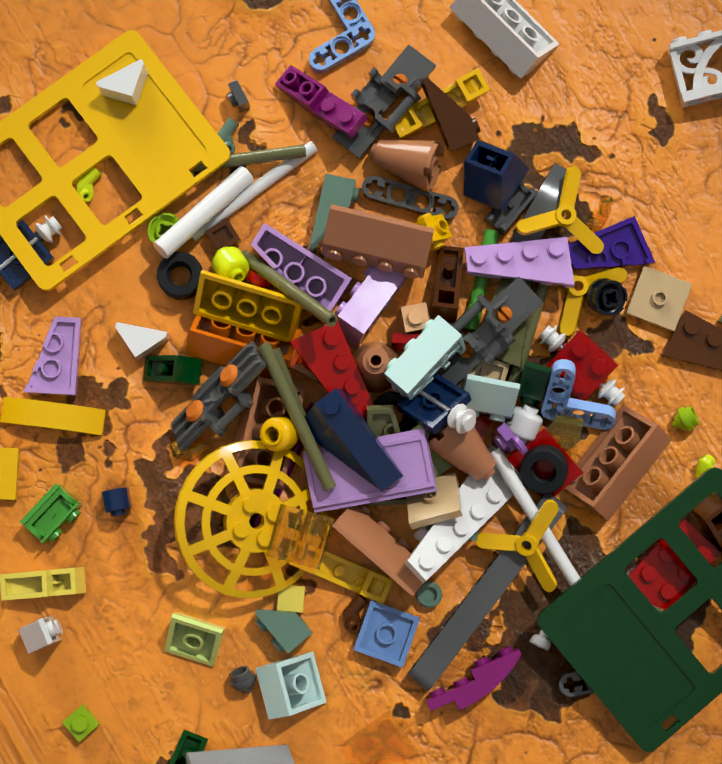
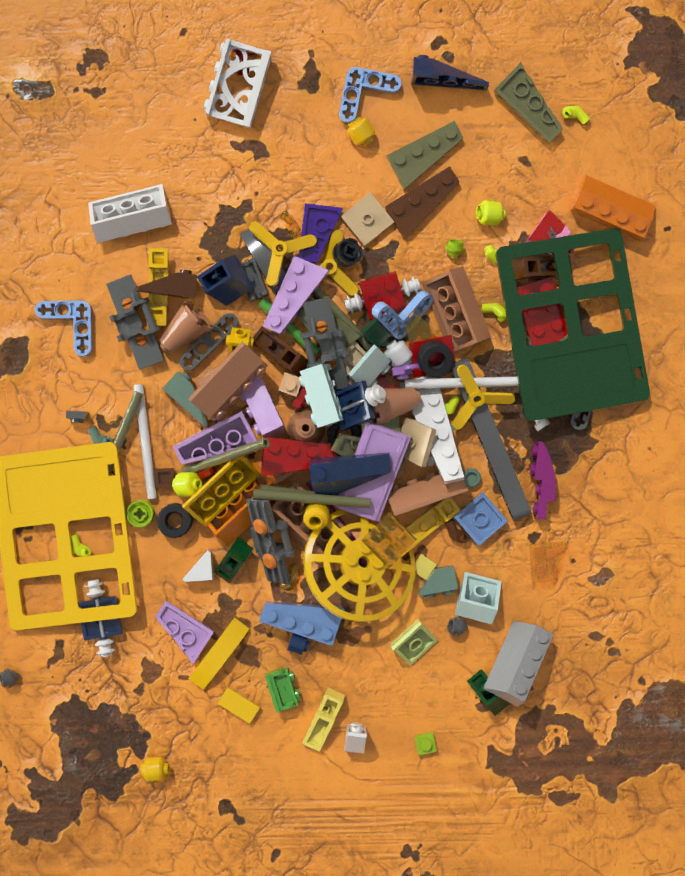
camera: 60 degrees left, 5 degrees up
(125, 84) = (27, 485): white slope -> none
(147, 490) = (302, 619): none -> medium blue wedge
(203, 212) = (142, 482): white piece -> none
(320, 102) = (112, 363): magenta slope -> none
(501, 522) = (452, 405): none -> neon yellow arm
(644, 508) = (495, 308): none -> neon yellow arm

